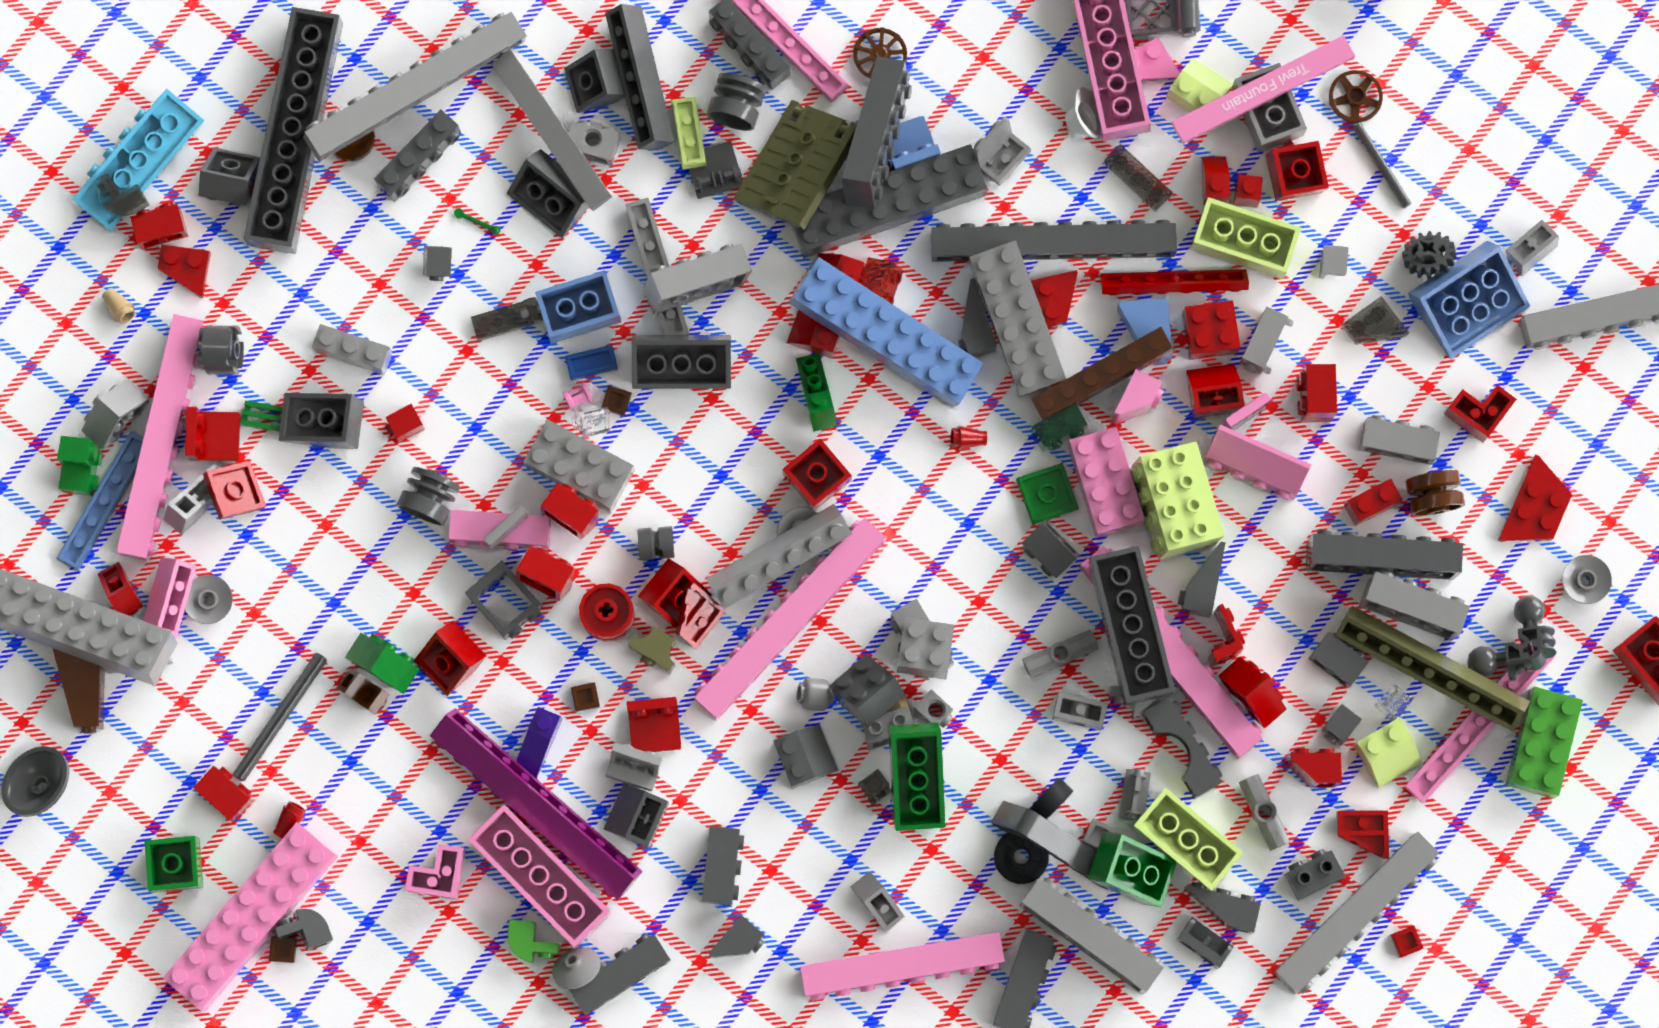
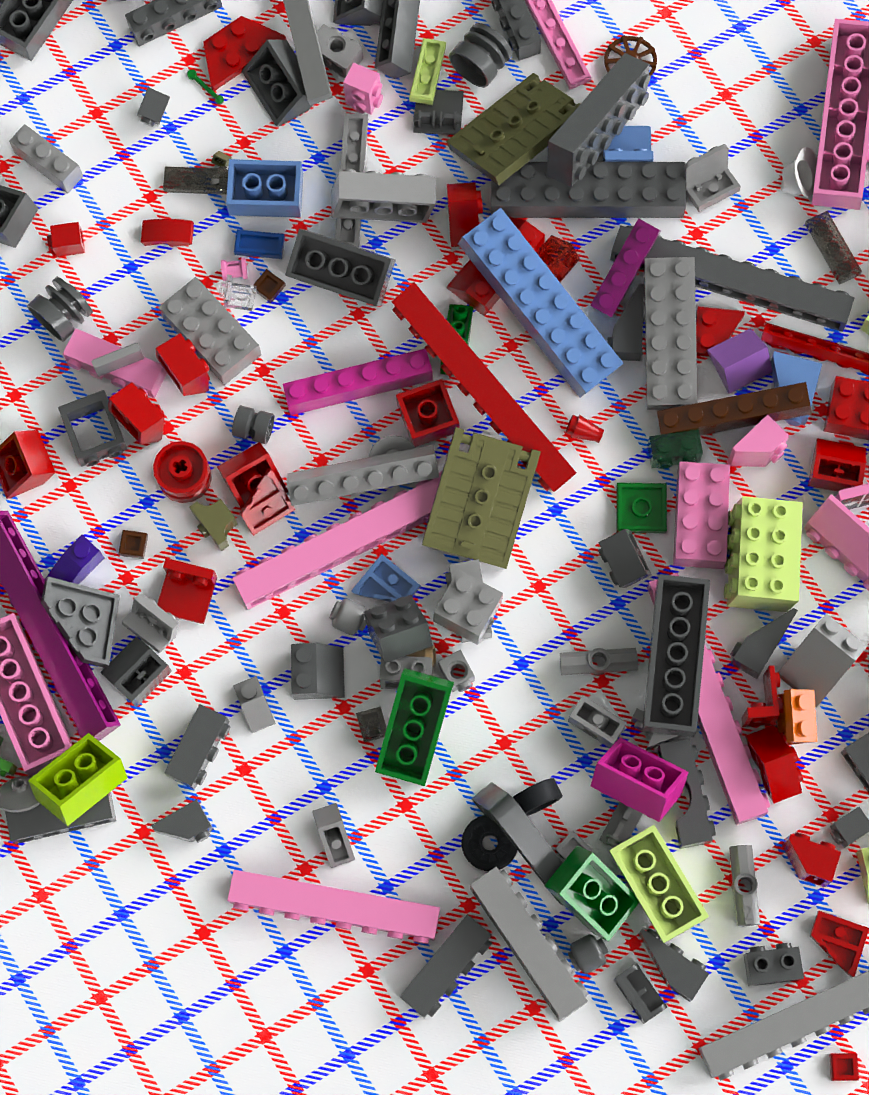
camera: 25 degrees right, 5 degrees down
(493, 171) = (234, 47): none -> red wing
(498, 381) = (167, 231): none -> red slope
(522, 290) = (221, 159): none -> olive piece
(570, 784) = (83, 617): none -> plate
(627, 936) = (78, 779): none -> lime brick
(636, 175) = (362, 89): none -> bright pink brick
(739, 466) = (358, 381): none -> dark pink brick
(757, 807) = (254, 704): none -> light grey slope
(778, 265) = (463, 209): none -> red brick
(837, 649) = (385, 582): none -> medium blue wing
(863, 434) = (481, 384): none -> red brick
(898, 540) = (480, 498): none -> olive door
(952, 269) = (625, 268): none -> magenta brick
(1089, 319) = (741, 360): none -> medium lavender slope
(1137, 751) = (639, 779): none -> dark pink brick
(1146, 924) = (588, 953): none -> dark grey head
(1260, 642) = (798, 716): none -> bracket
(1263, 582) = (822, 658): none -> light grey slope

